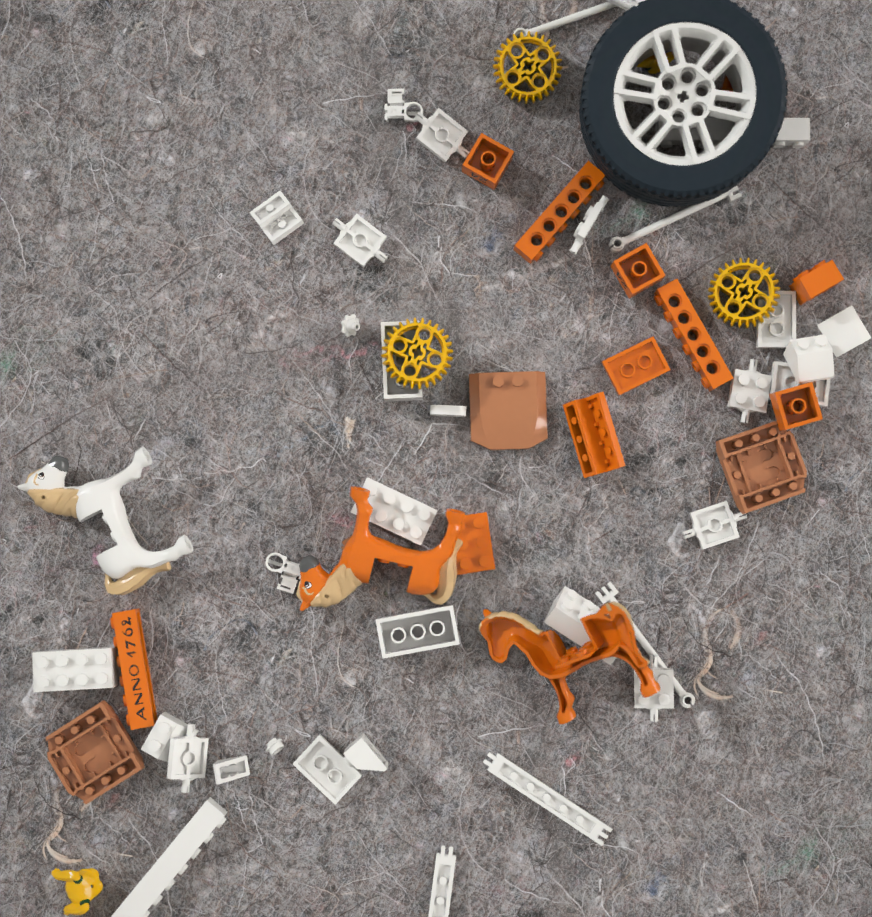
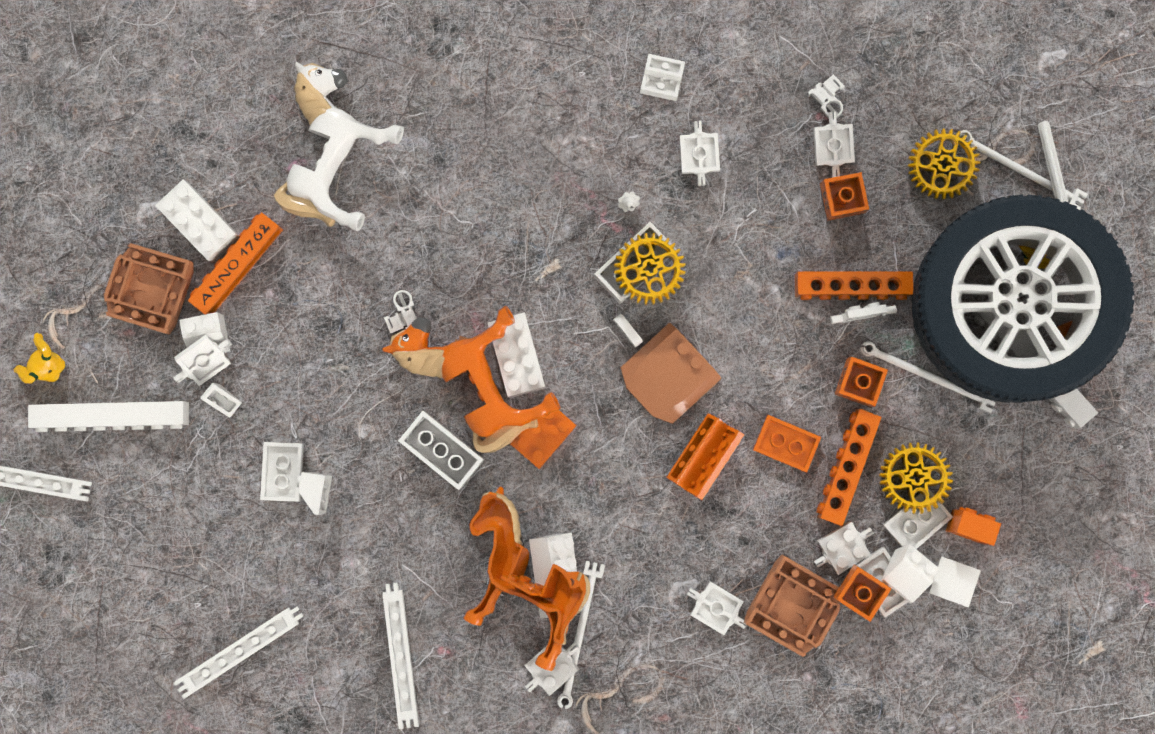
camera: 55 degrees right, 0 degrees up
(274, 746) = (265, 417): white plate -> none

